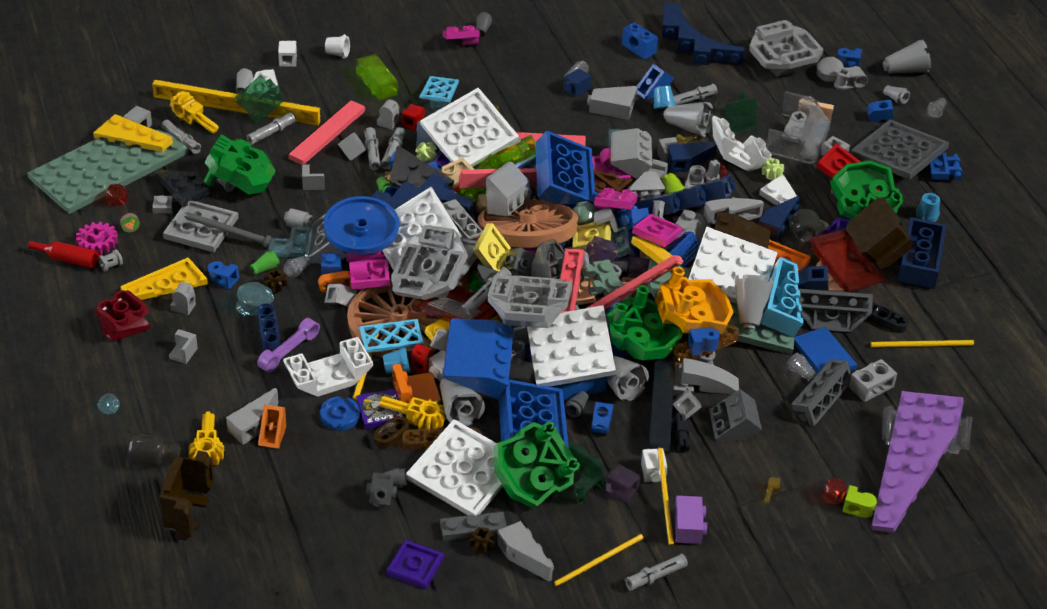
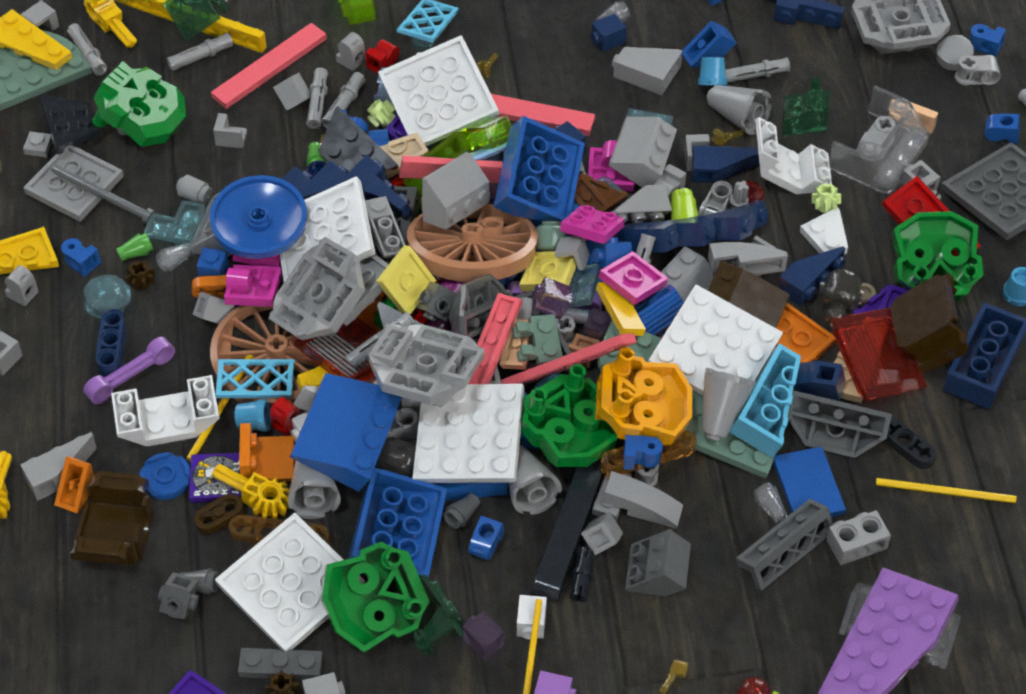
camera: 15 degrees right, 10 degrees up
(311, 445) = (116, 521): none -> dark brown piece

